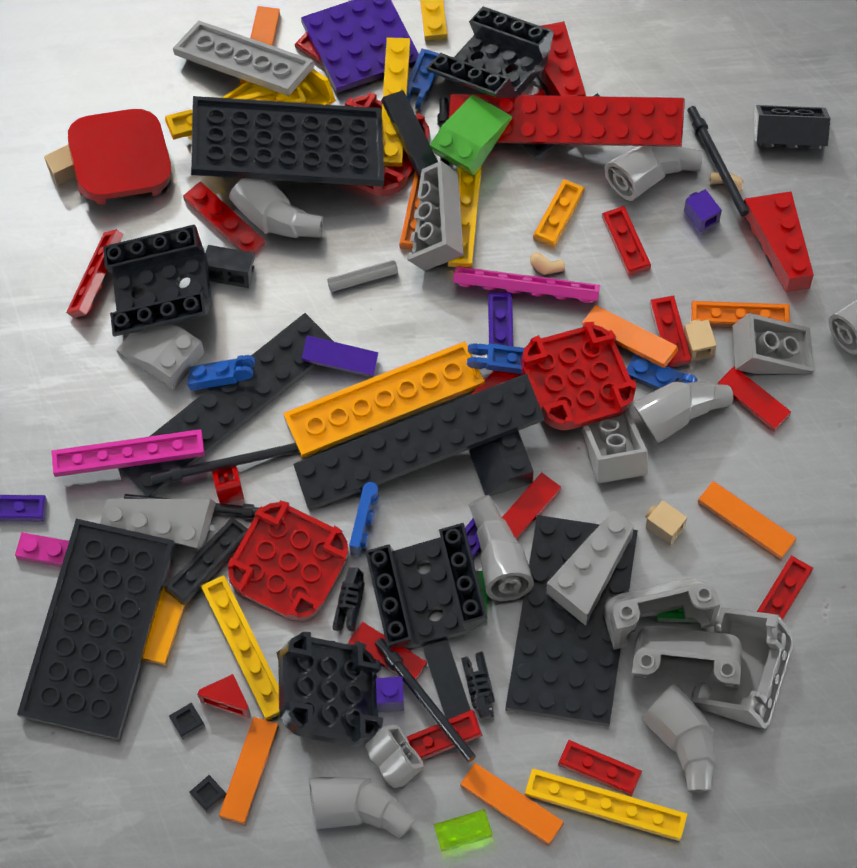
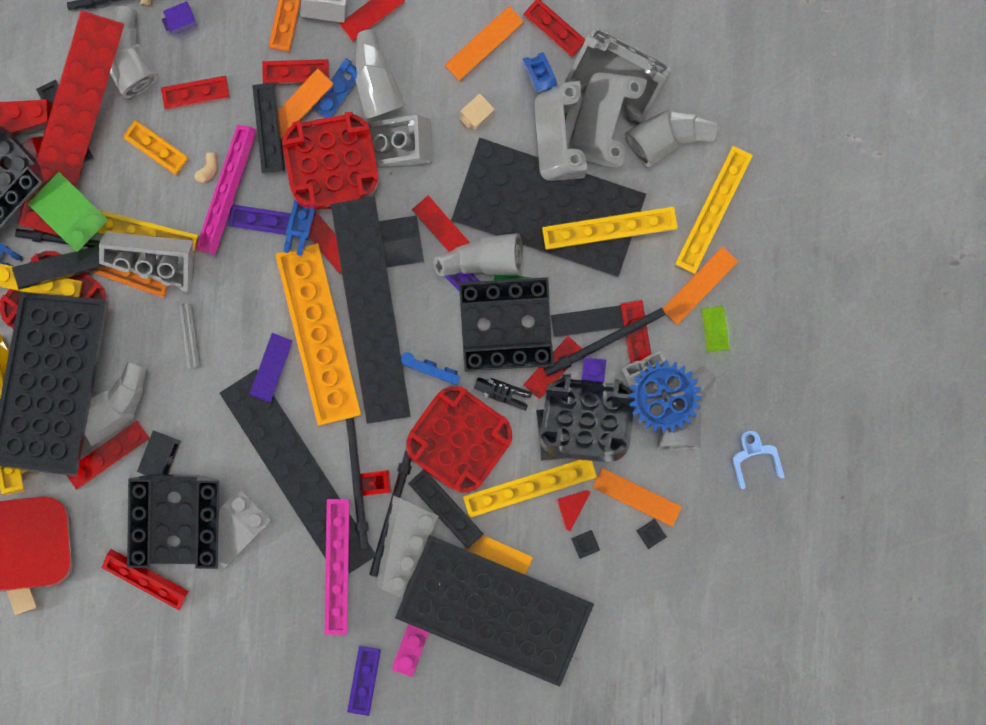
camera: 90 degrees left, 20 degrees up
(220, 372) = (269, 476): blue hinge -> none
(343, 776) = (660, 377): none -> blue gear
(479, 686) = (596, 295): black hinge -> none
(559, 684) = (609, 228): none -> yellow plate
(587, 572) = (515, 183): light grey wedge -> none
(600, 768) = (684, 204): red tile -> none
(604, 310) = (268, 128): none -> black tile
(700, 339) = (308, 47): tan brick -> none
(725, 575) = (540, 72): none -> blue plate

